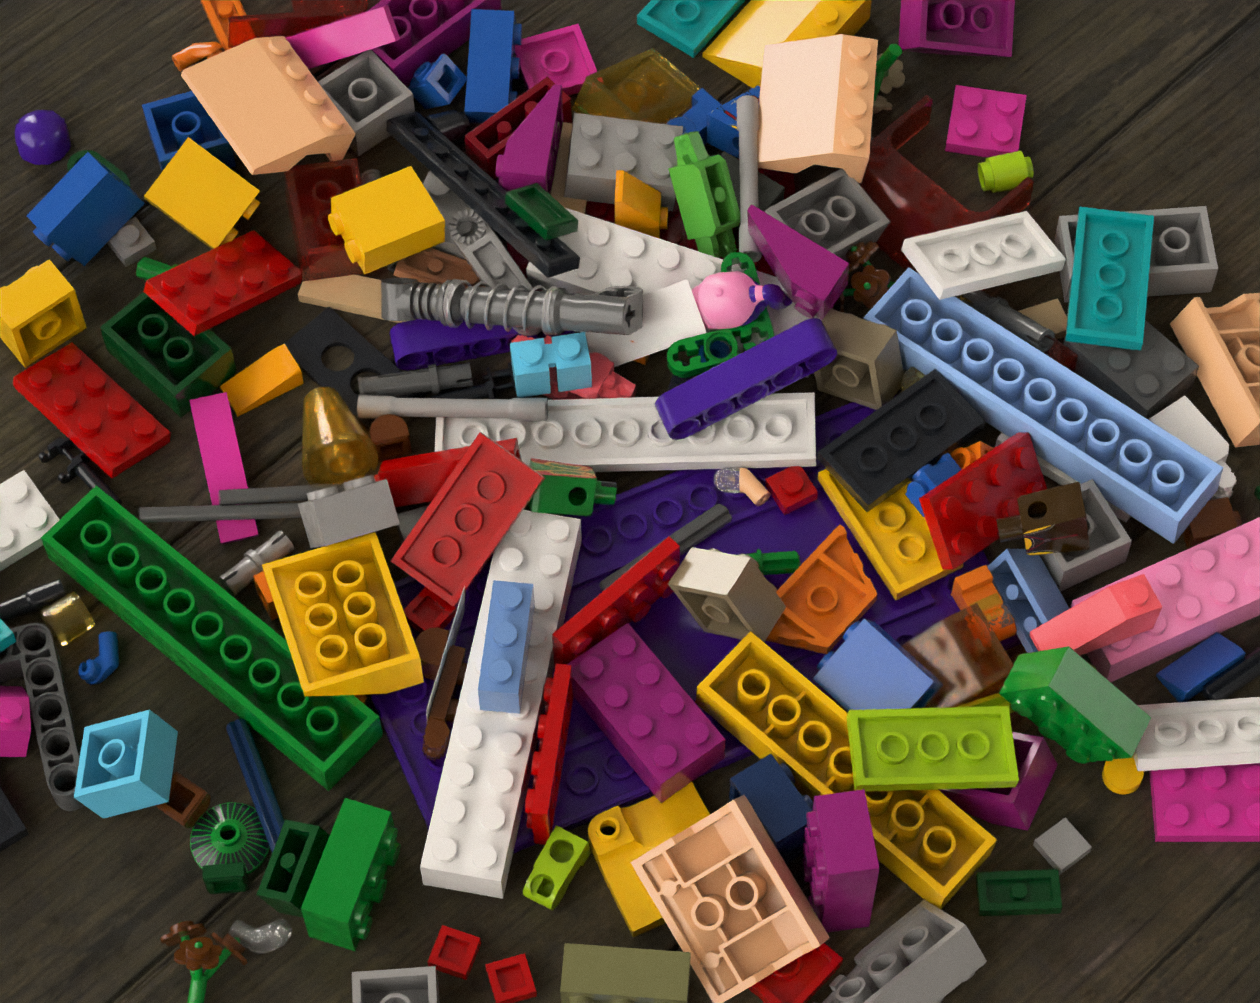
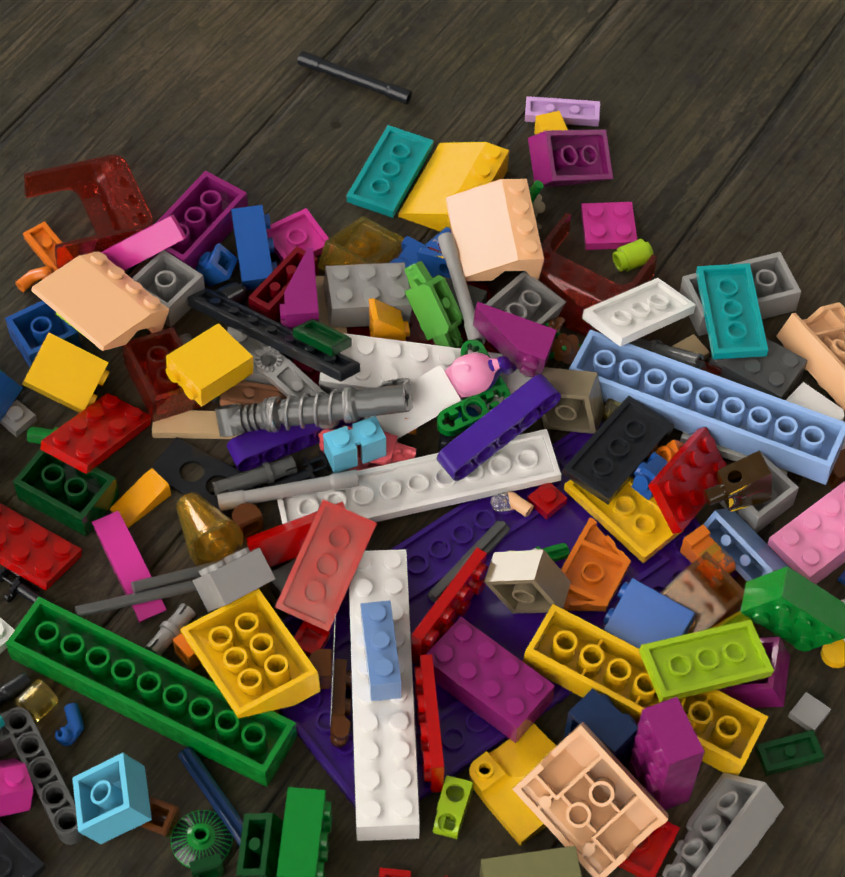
camera: 15 degrees left, 5 degrees down
(560, 478) = (393, 530): green torso -> none
(1102, 618) = (798, 544): coral slope -> none

